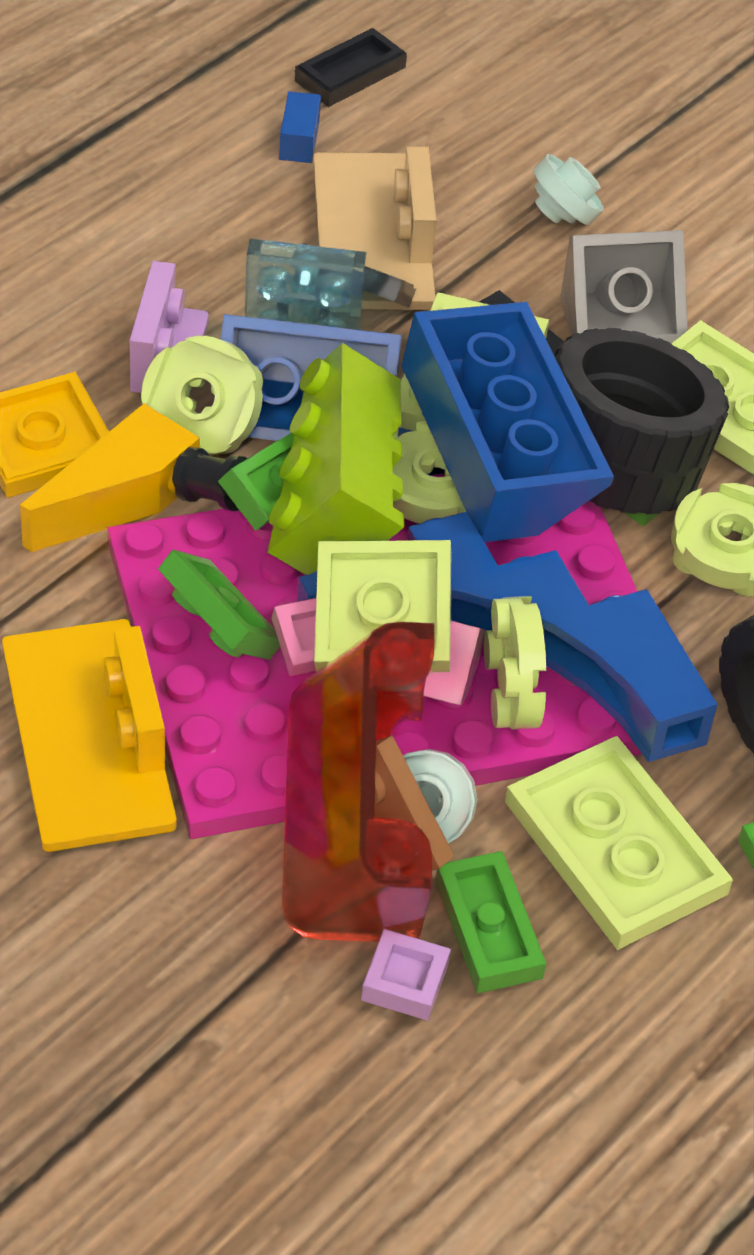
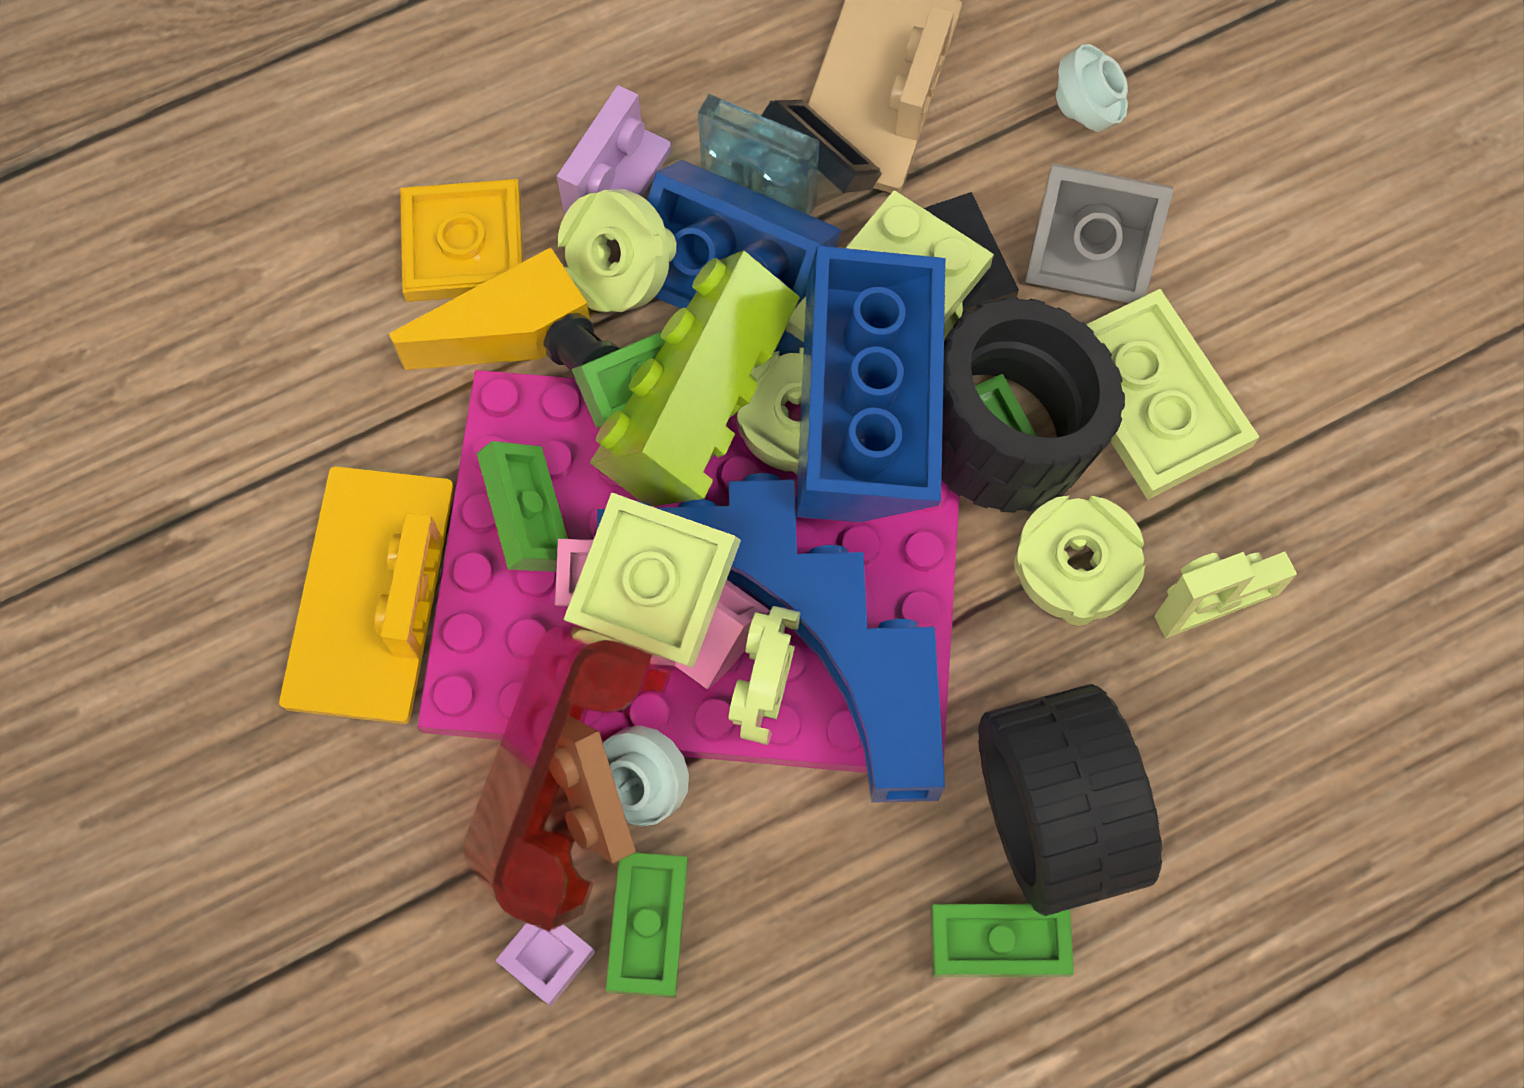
camera: 25 degrees right, 20 degrees up
(618, 842) = (808, 876): yellowish green plate -> none

